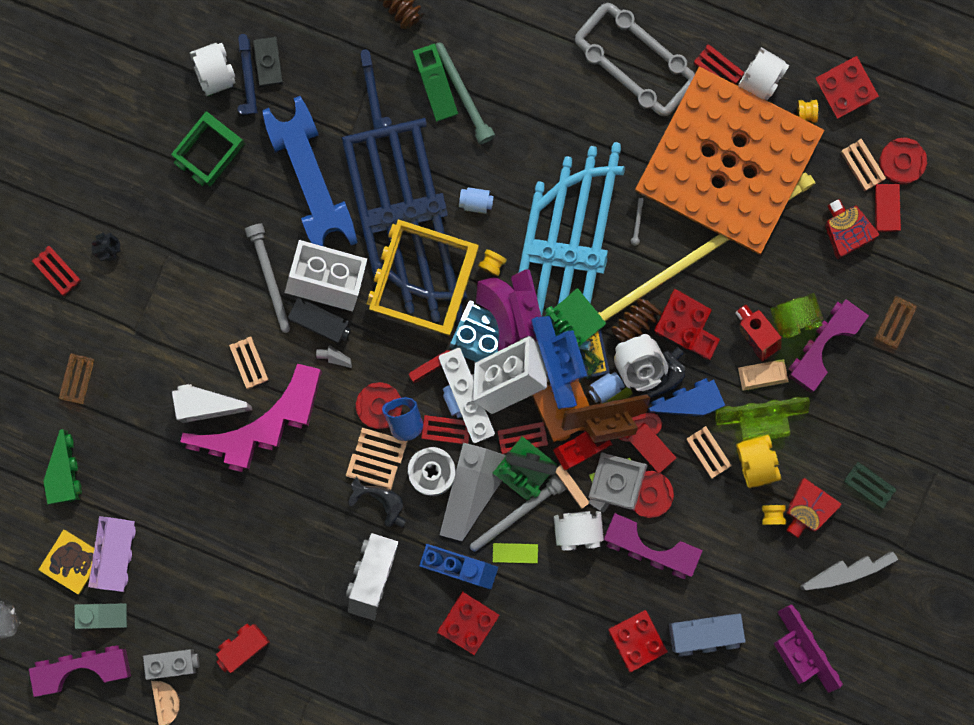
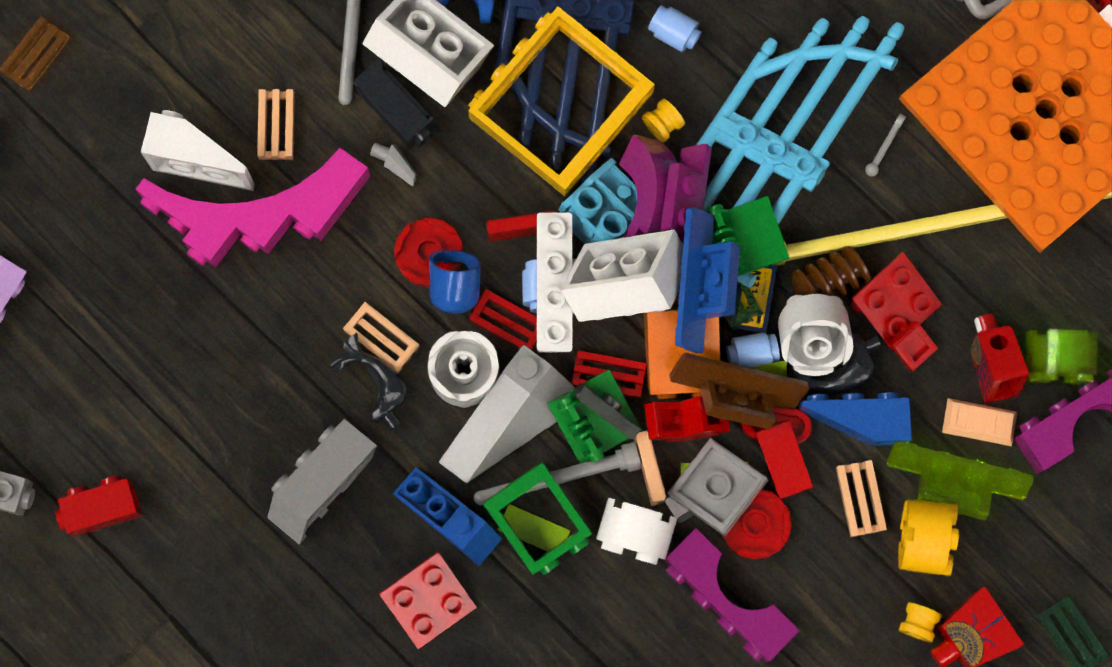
camera: 15 degrees right, 5 degrees down
(362, 439) = (386, 288): light nougat tile -> none
(495, 533) = (518, 487): none -> green window

